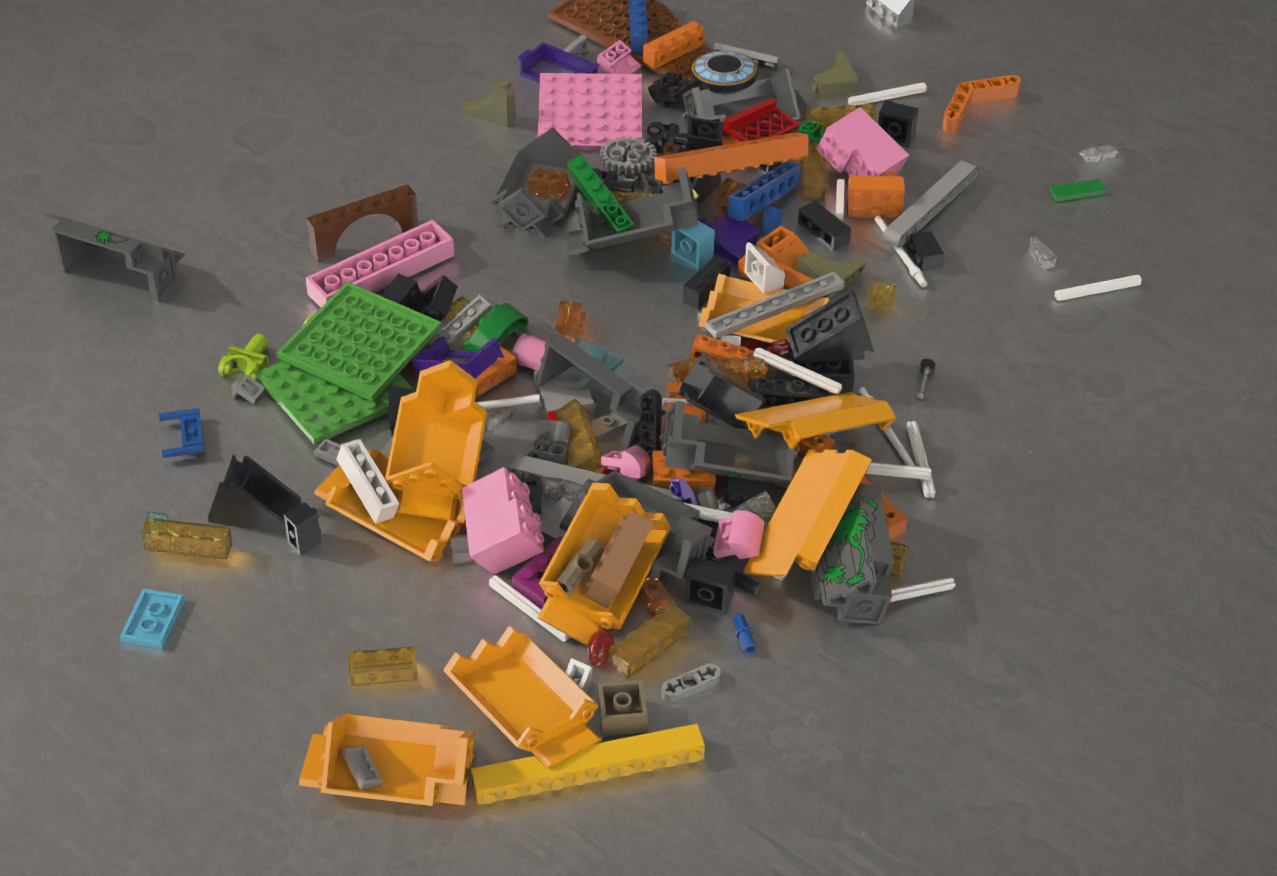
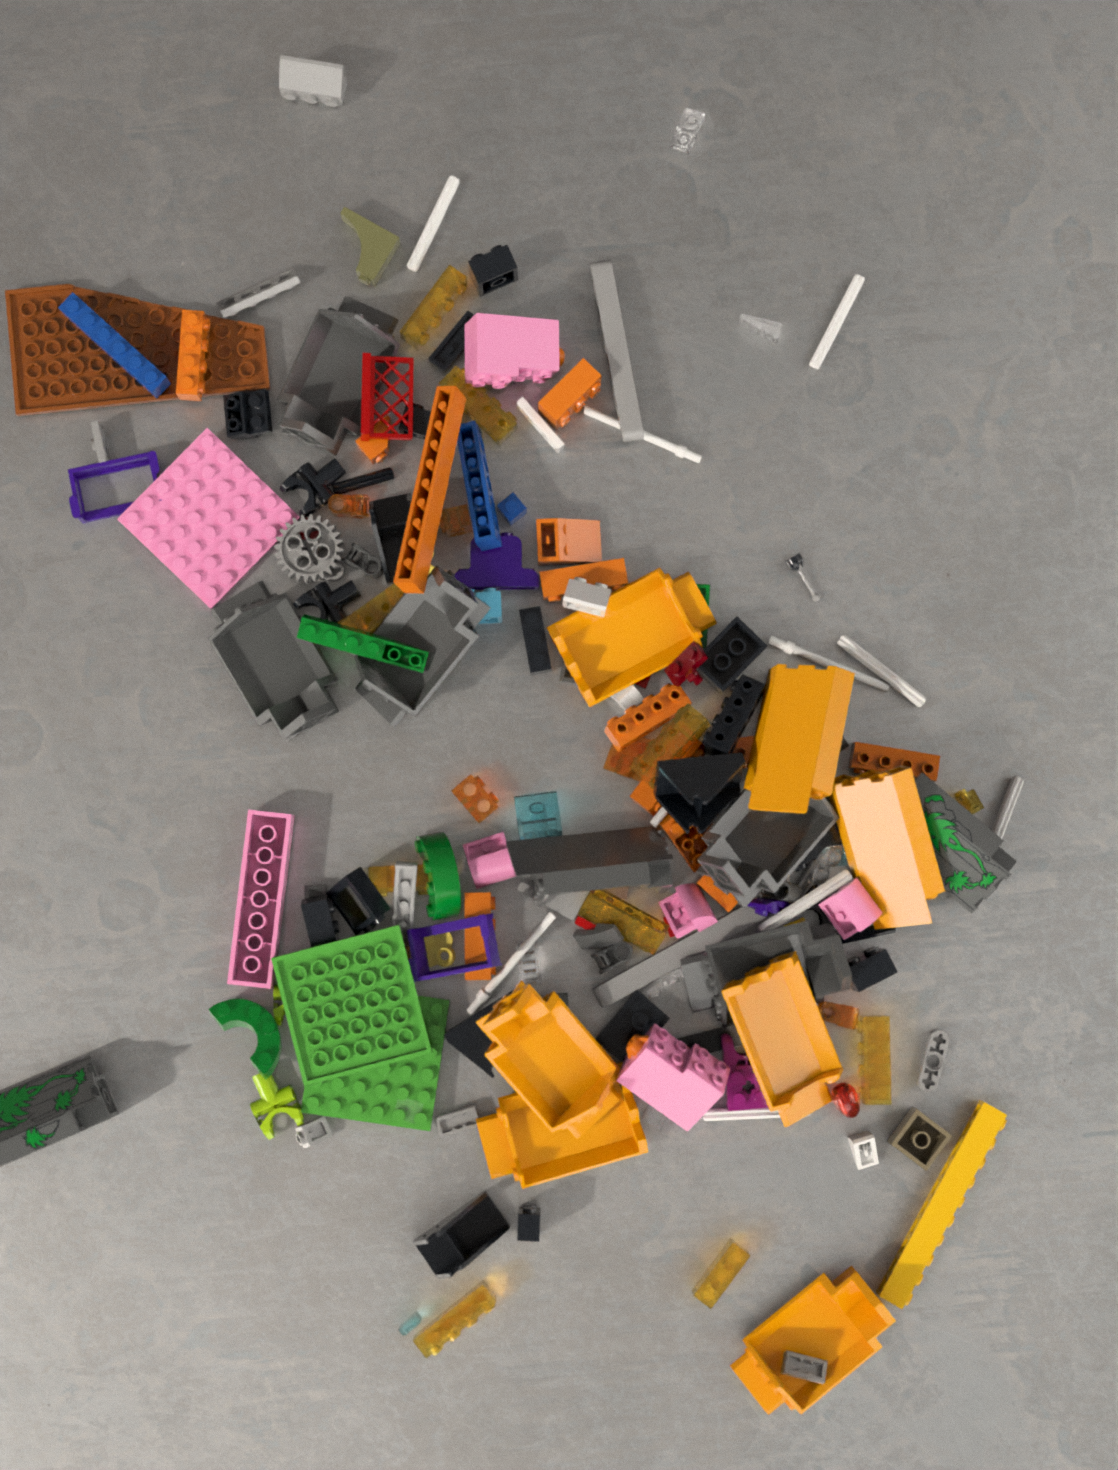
camera: 50 degrees left, 40 degrees up
(152, 618) = (509, 1399): medium azure tile -> none
(190, 431) = (325, 1218): blue plate -> none
(288, 313) = (257, 1019): none -> green brick
(328, 226) = (180, 913): reddish brown arch -> none
(367, 481) = (535, 1142): white brick -> none
(498, 107) = (122, 600): olive arch -> none
(526, 696) = (850, 1201): light orange panel -> none
(548, 183) = (284, 661): clear orange brick -> none
(580, 565) = (780, 1064): dark tan piece -> none
(617, 60) = (162, 425): bright pink brick -> none
(617, 558) = (800, 1028): medium nougat brick -> none
(646, 425) = (681, 869): black beam -> none
(704, 133) = (352, 460): black slope -> none
(724, 71) = (271, 345): dish -> none
(744, 633) = (924, 978): blue axle -> none
(774, 305) = (631, 627): light grey plate -> none
(798, 371) = (724, 689): white axle -> none
(813, 130) = (437, 352): green slope -> none
(817, 266) = (624, 535): olive arch -> none
(824, 225) = (555, 467): black brick -> none
(831, 332) = (722, 636): black ladder -> none
(881, 296) = (685, 512): clear yellow brick -> none
(899, 471) = (876, 716): white axle -> none
(926, 251) = (666, 417): black brick -> none
(978, 92) = (510, 149): orange beam -> none
(1077, 190) = (711, 201): green tile -> none

